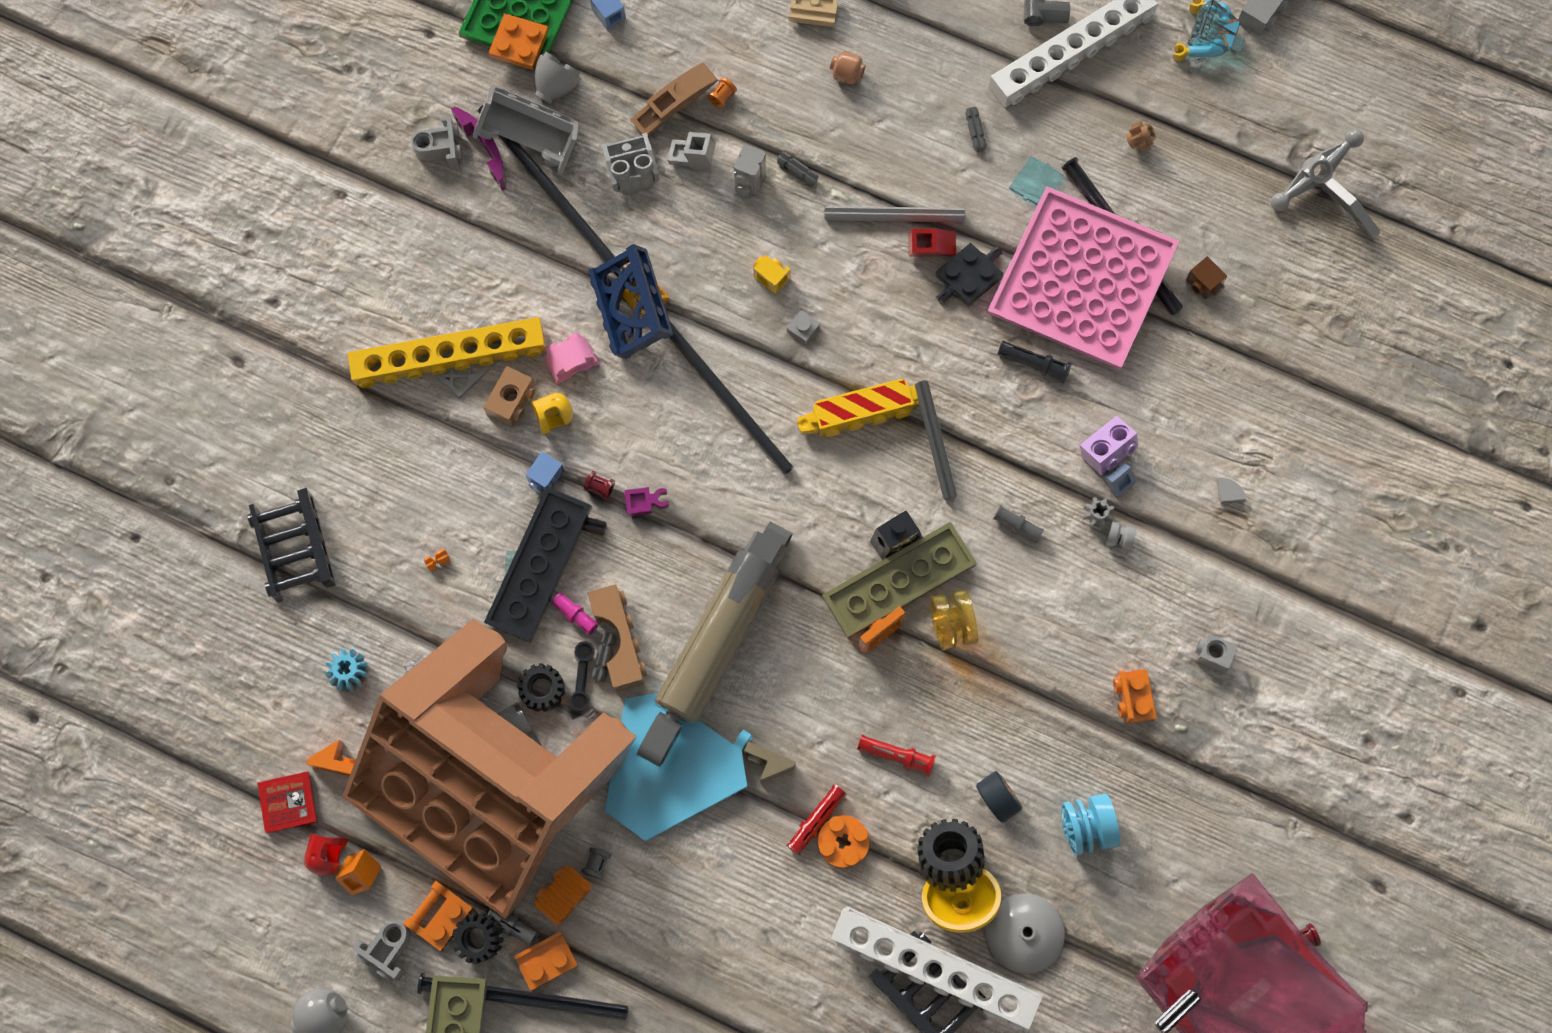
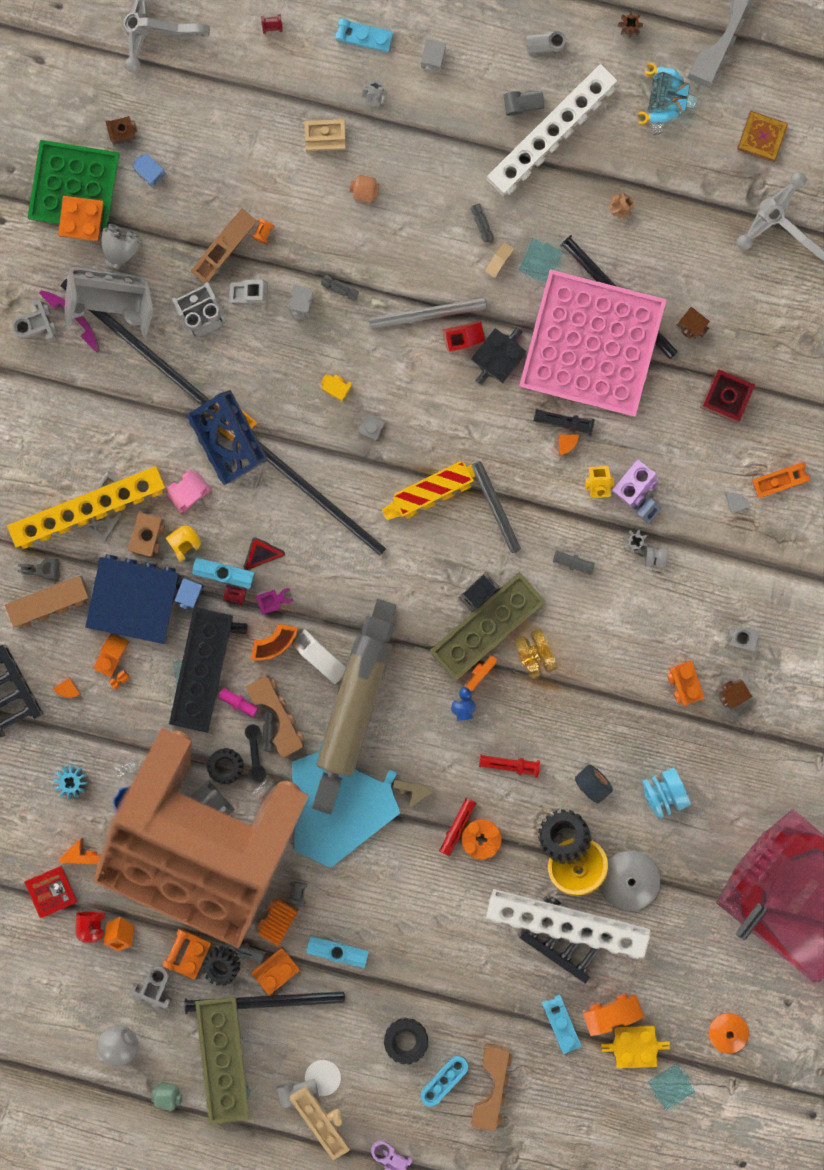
camera: 15 degrees left, 15 degrees up
(358, 410) = (25, 569): none -> dark grey piece
(371, 559) = (67, 689): none -> orange tile
(373, 451) = (48, 601): none -> medium nougat brick
(434, 529) = (111, 654): none -> orange slope
(474, 467) = (132, 599): none -> dark blue panel
(604, 463) = (210, 570): none -> medium azure piece
(615, 941) = (351, 955): none -> medium azure piece
(635, 549) = (275, 644): none -> orange brick
(641, 443) = (260, 553): none -> piece
(686, 576) = (319, 656): none -> white slope
(852, 673) = (464, 708): none -> blue animal
(987, 169) = (499, 260): none -> tan piece
(1033, 386) = (567, 443): none -> orange tile
(1066, 434) = (599, 482): none -> yellow brick
(1195, 719) = (734, 694): none -> reddish brown brick
(1236, 364) = (727, 396): none -> dark red brick
(1287, 474) = (780, 480): none -> orange plate
(1315, 94) = (762, 136): none -> tile

